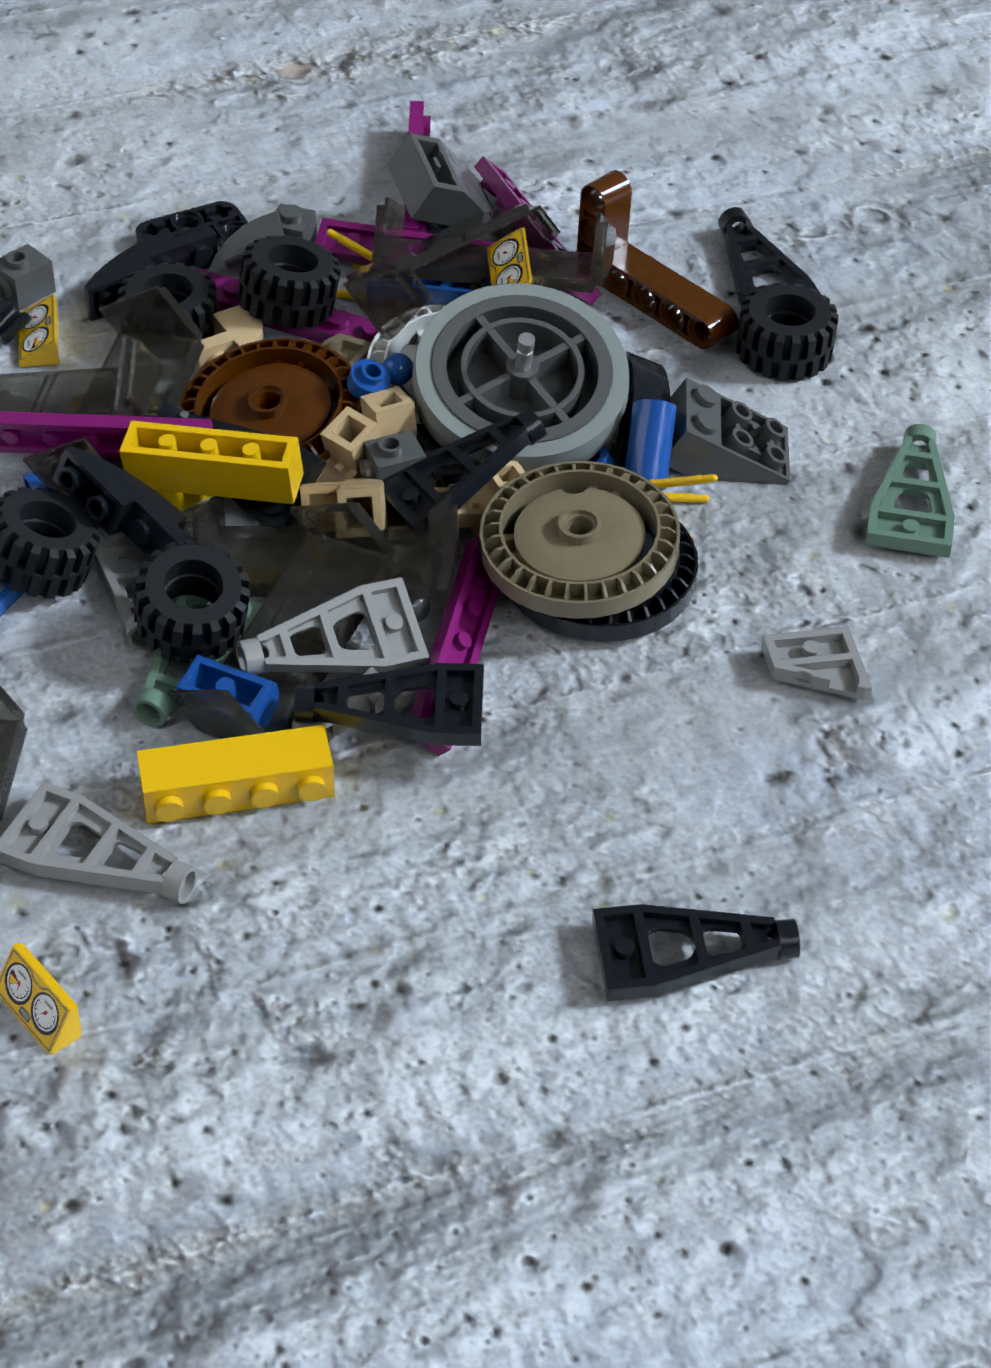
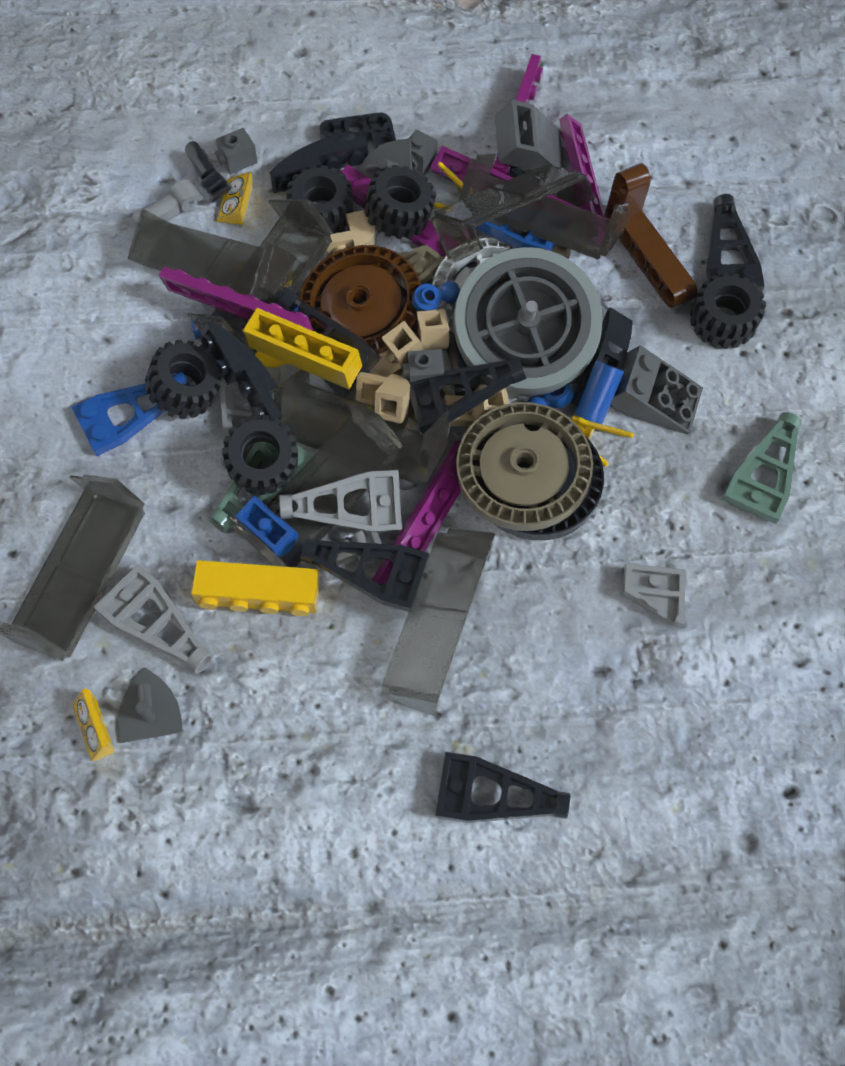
camera: 15 degrees right, 20 degrees up
(118, 969) = (148, 709): none -> dark grey shield
(510, 259) = (548, 226): slope -> none
(522, 754) = (437, 619): none -> clear smoke piece

